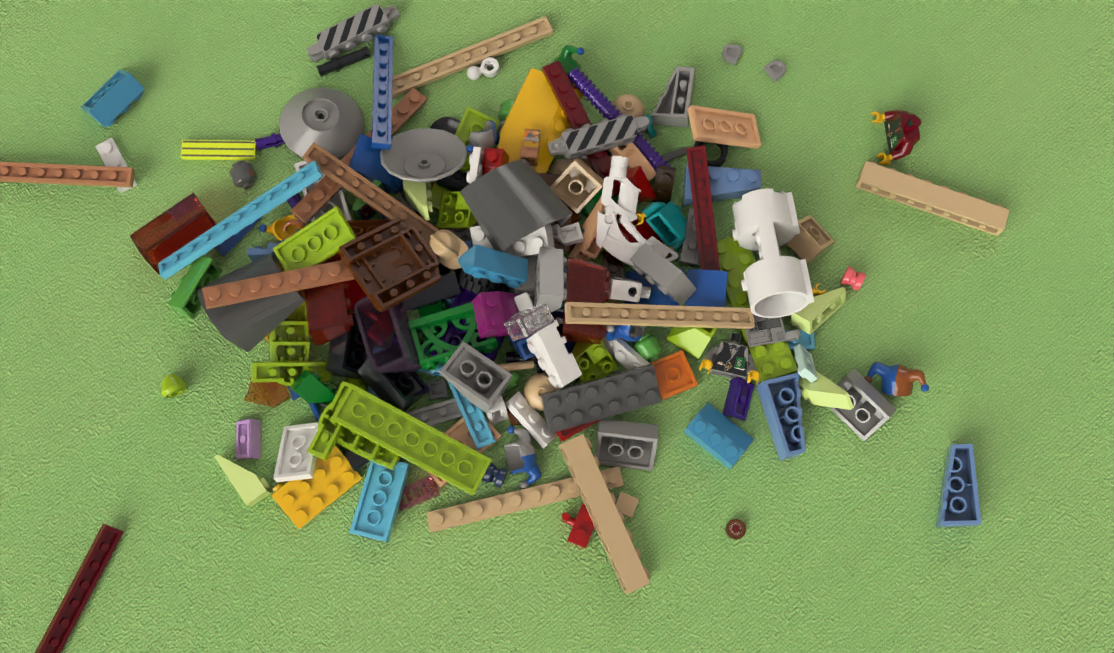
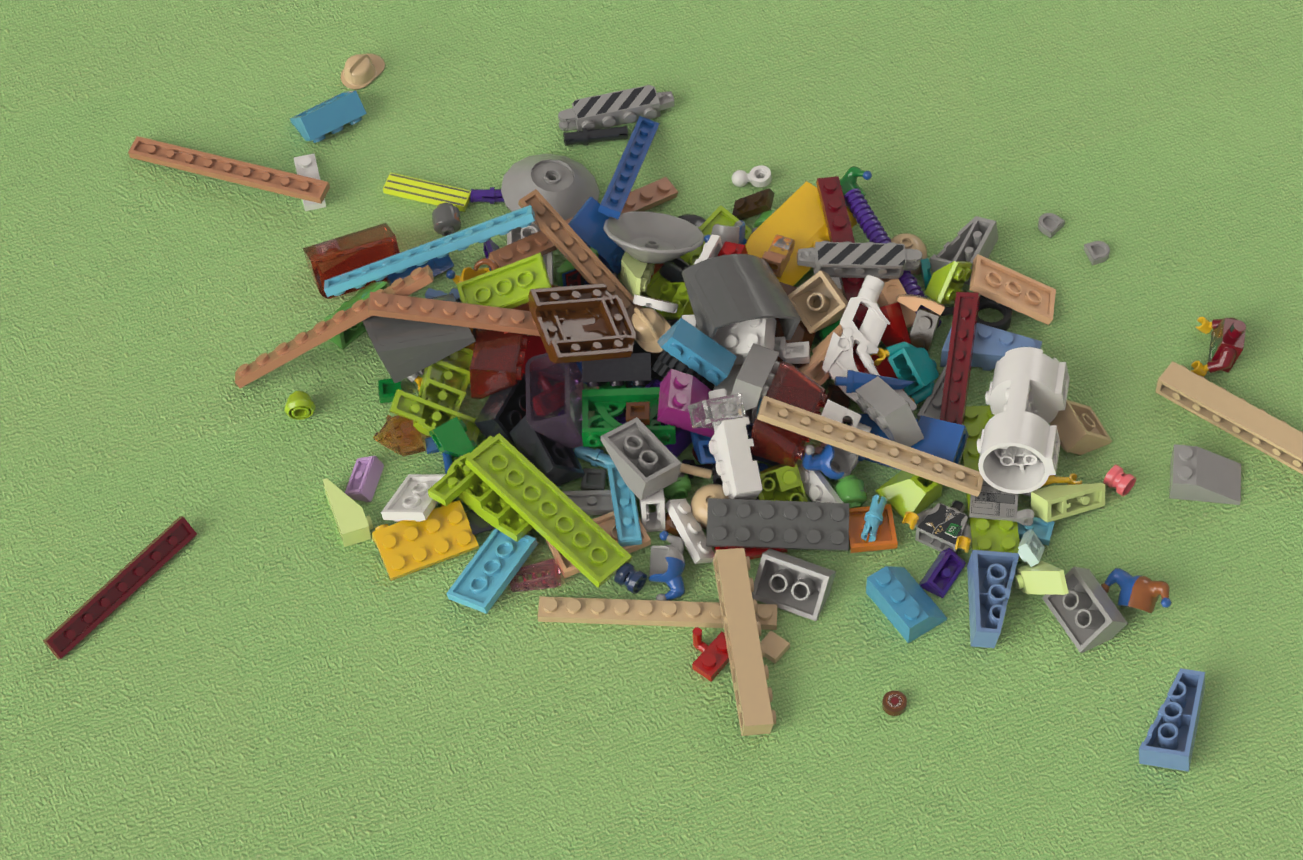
camera: 20 degrees right, 20 degrees down
(128, 44) = (361, 70): none -> tan piece
(178, 316) = (326, 330): none -> nougat plate
(242, 355) = (387, 390): none -> green plate
(449, 223) = (655, 303): none -> white tile
(461, 333) = (640, 410): none -> reddish brown plate
(471, 56) = (744, 160): tan plate -> none
(493, 97) = (753, 204): none -> dark brown plate
(628, 249) = (857, 379): none -> blue bar
(653, 161) = (914, 302): none -> light nougat slope
(670, 136) = (948, 281): none -> lime slope
(674, 369) = (873, 518): none -> medium azure pin
(914, 257) = (1204, 476): none -> light grey slope

